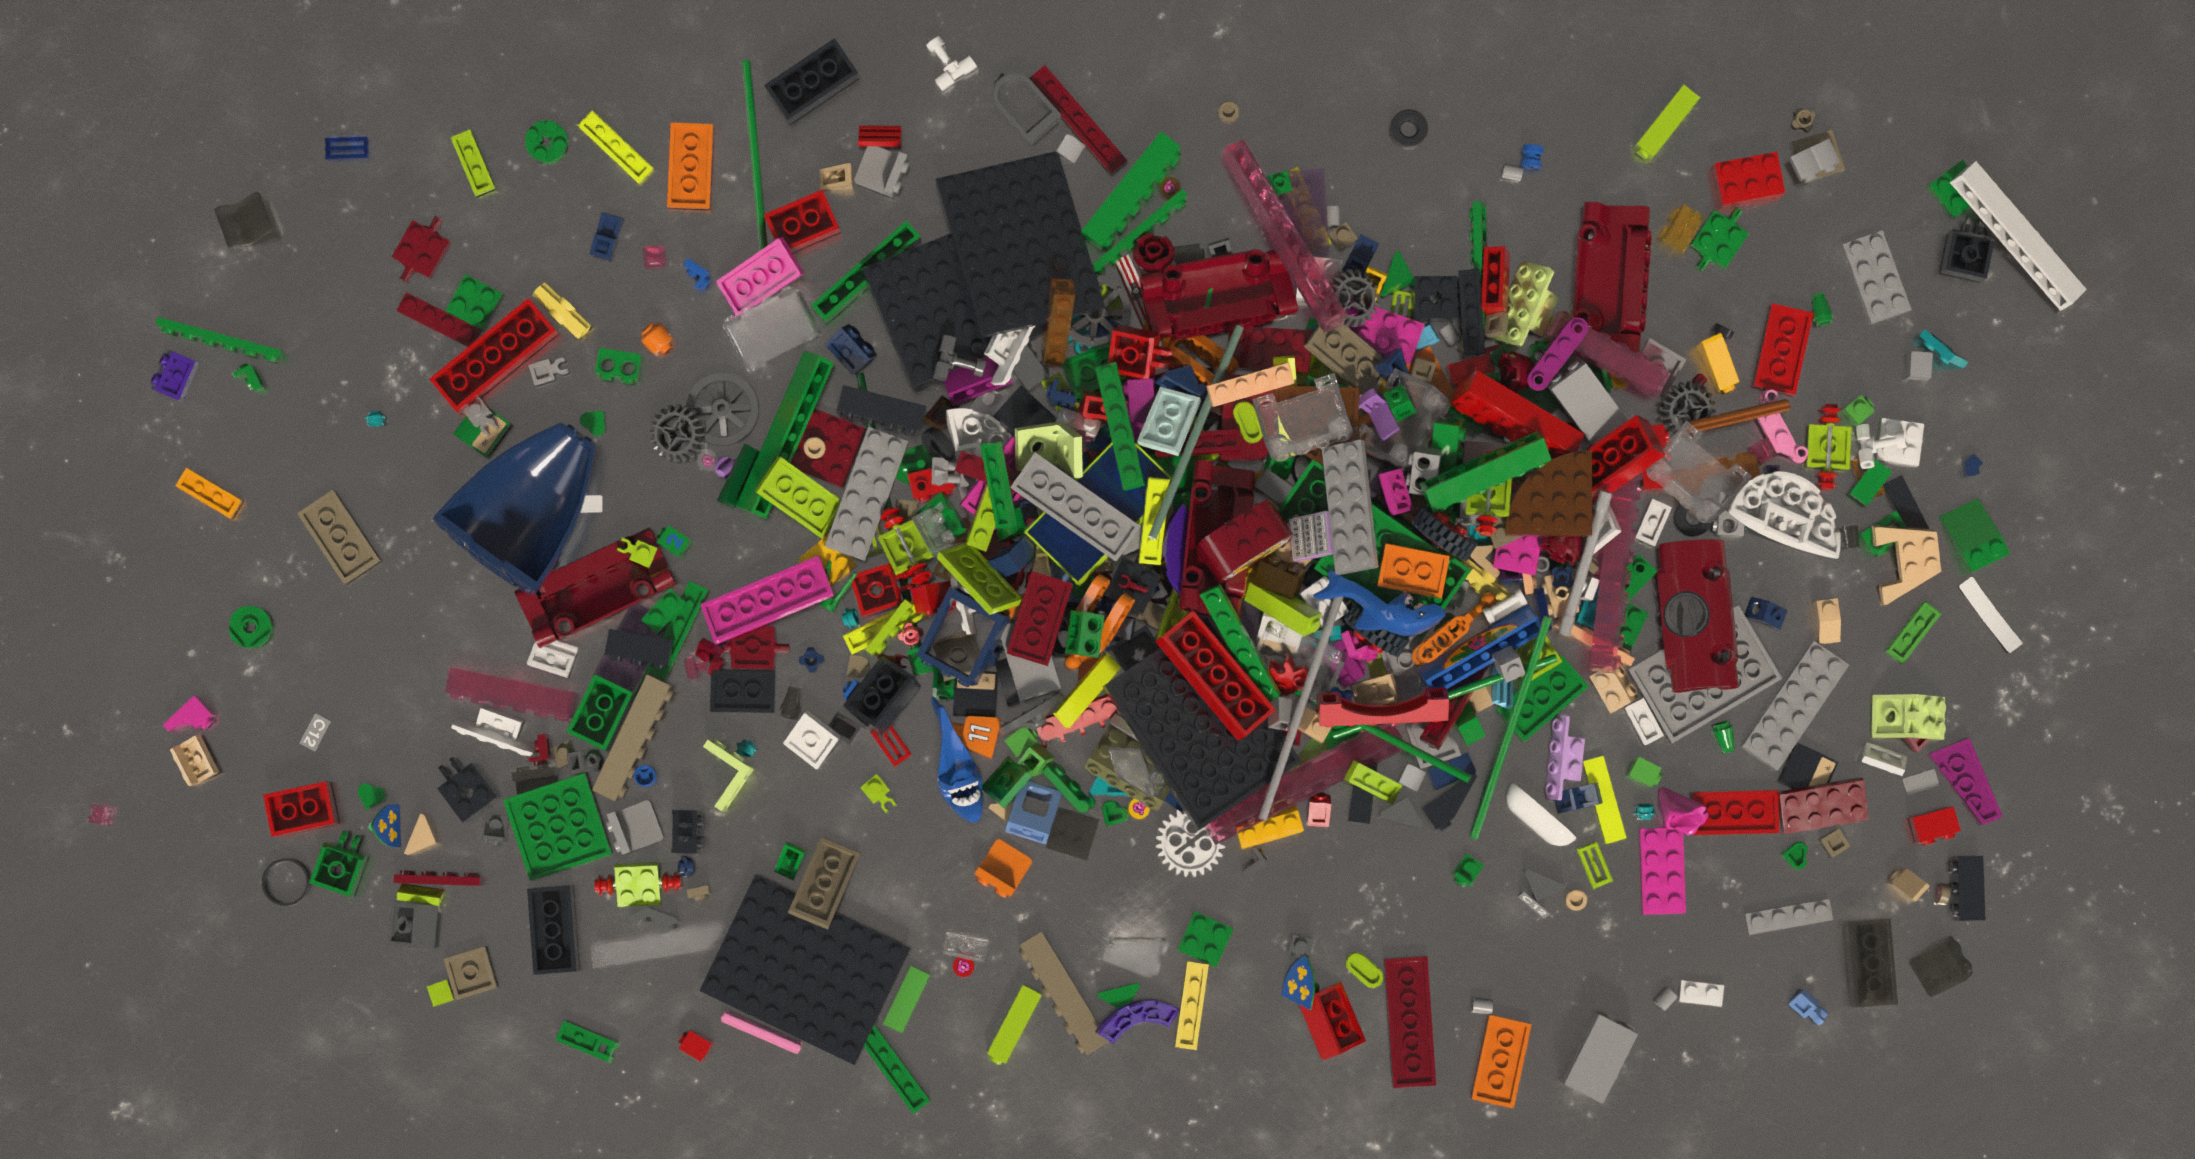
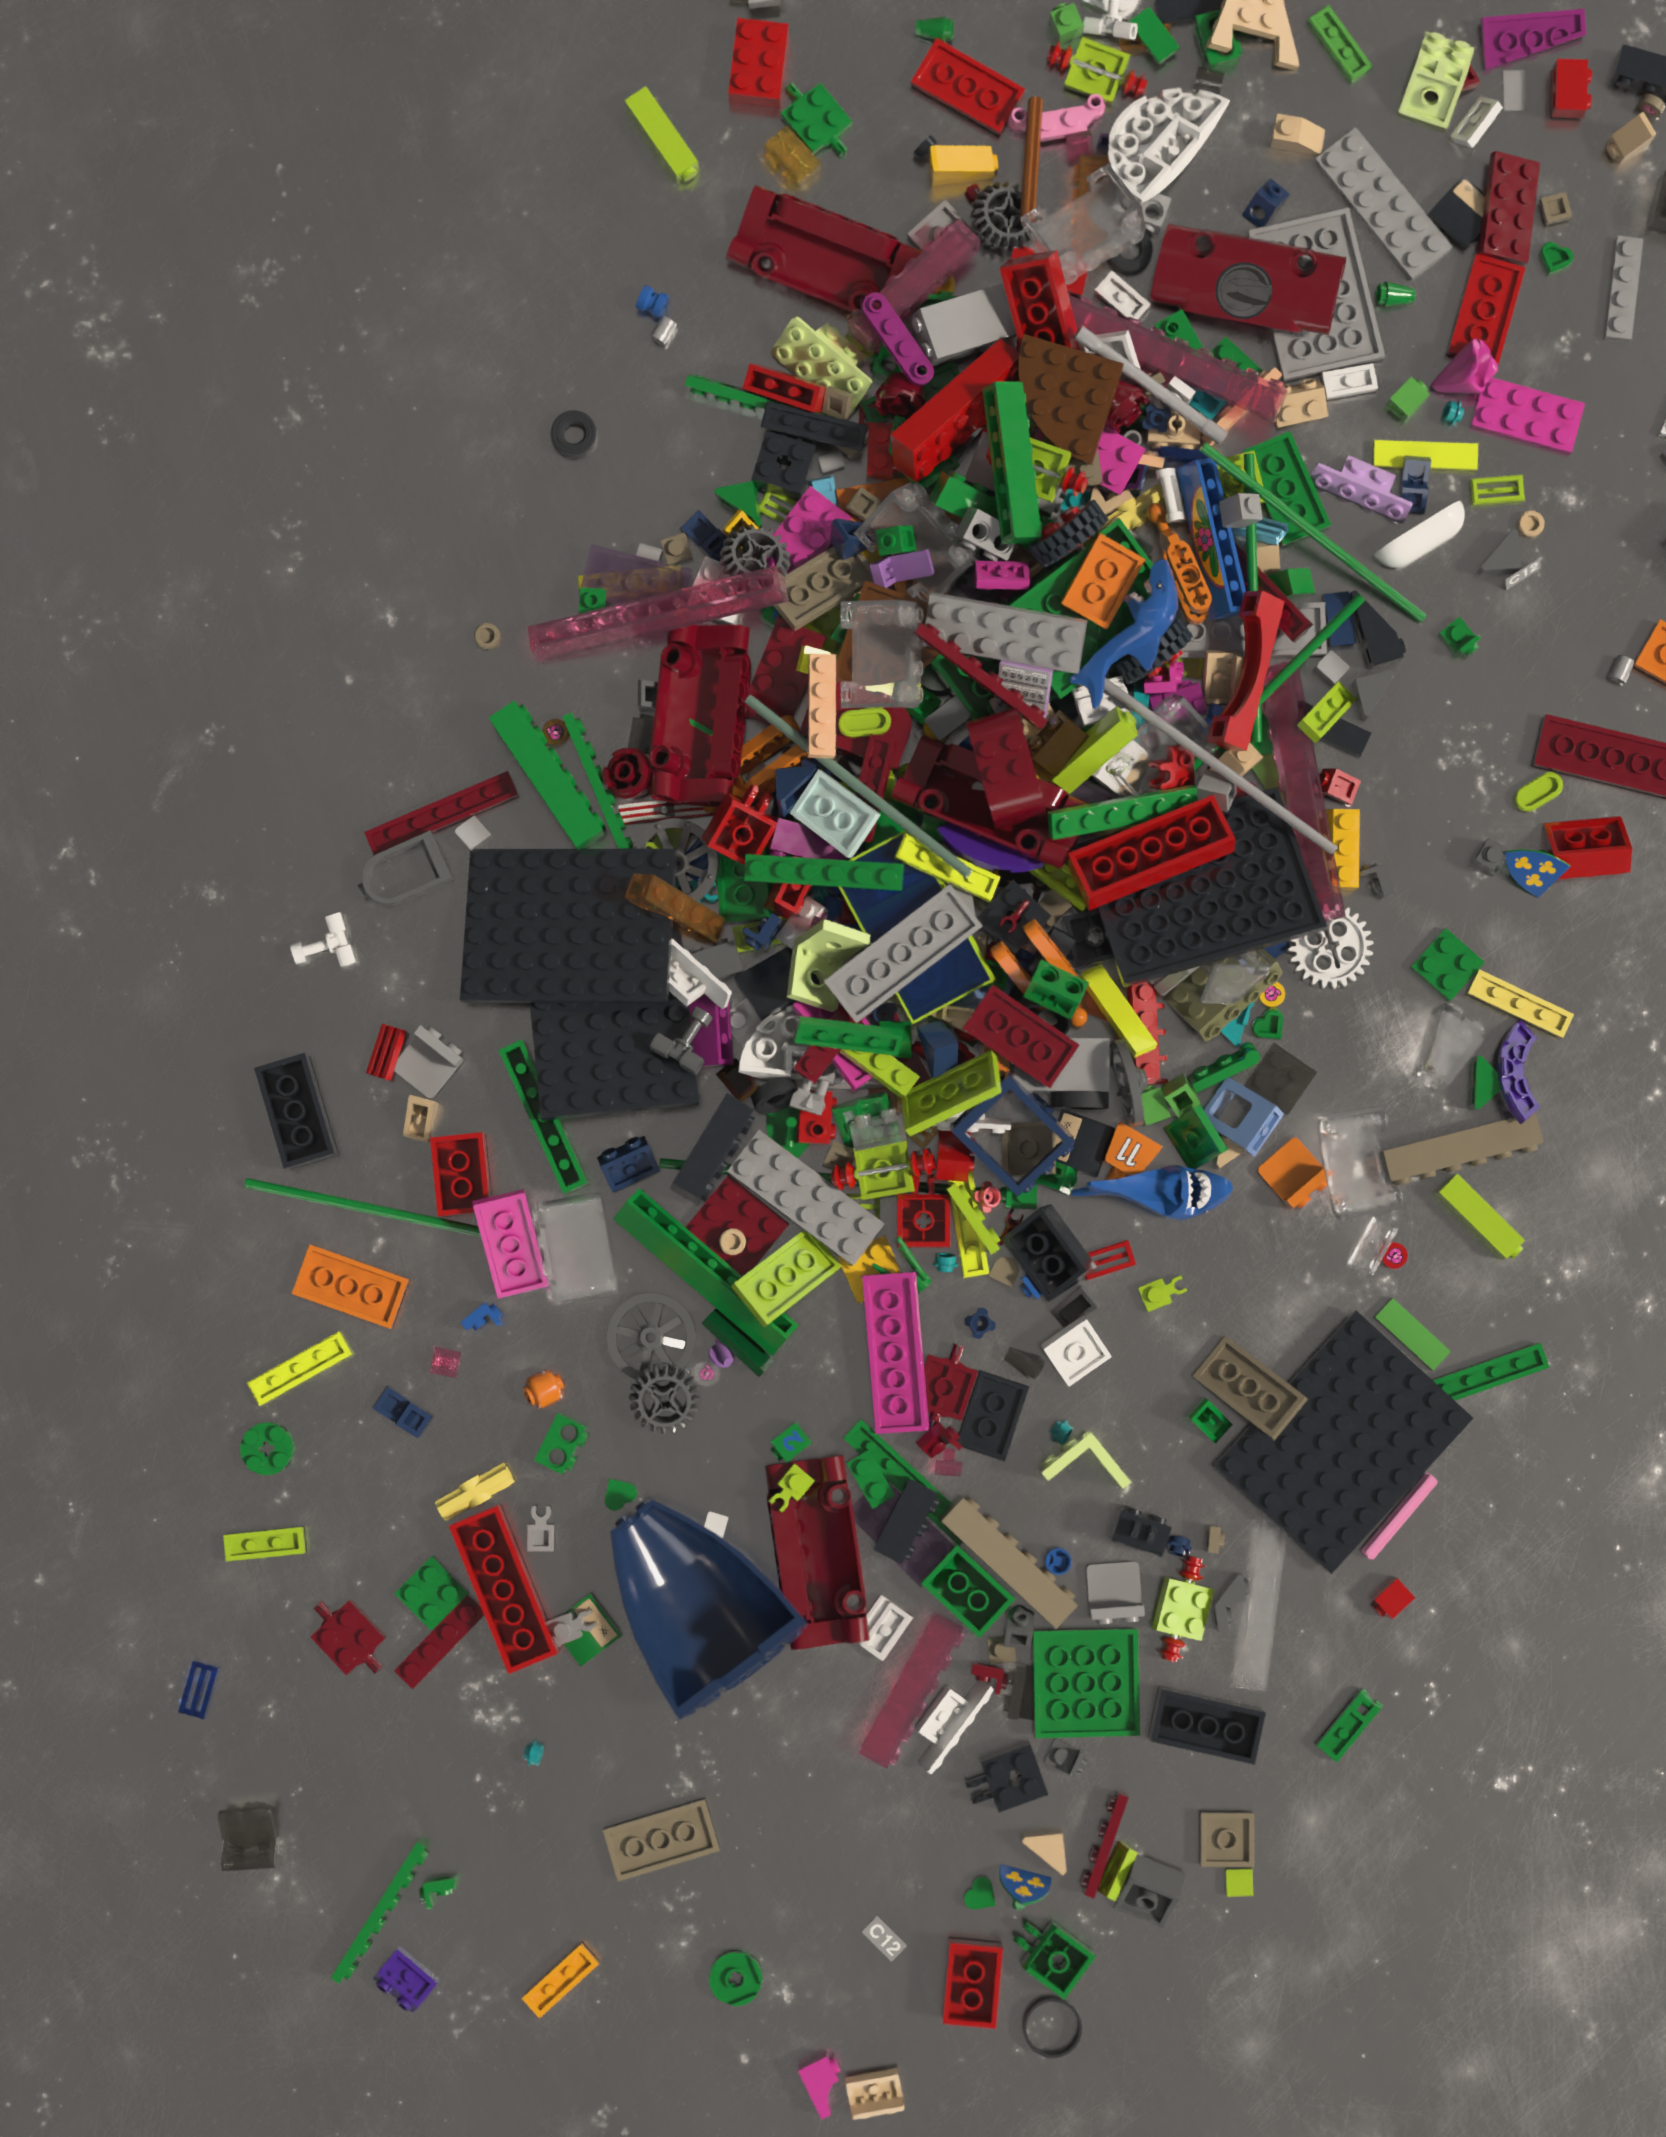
camera: 70 degrees left, 0 degrees up
(1022, 911) = (1354, 1163): none -> clear windscreen
(1307, 510) = (971, 668): none -> dark red plate

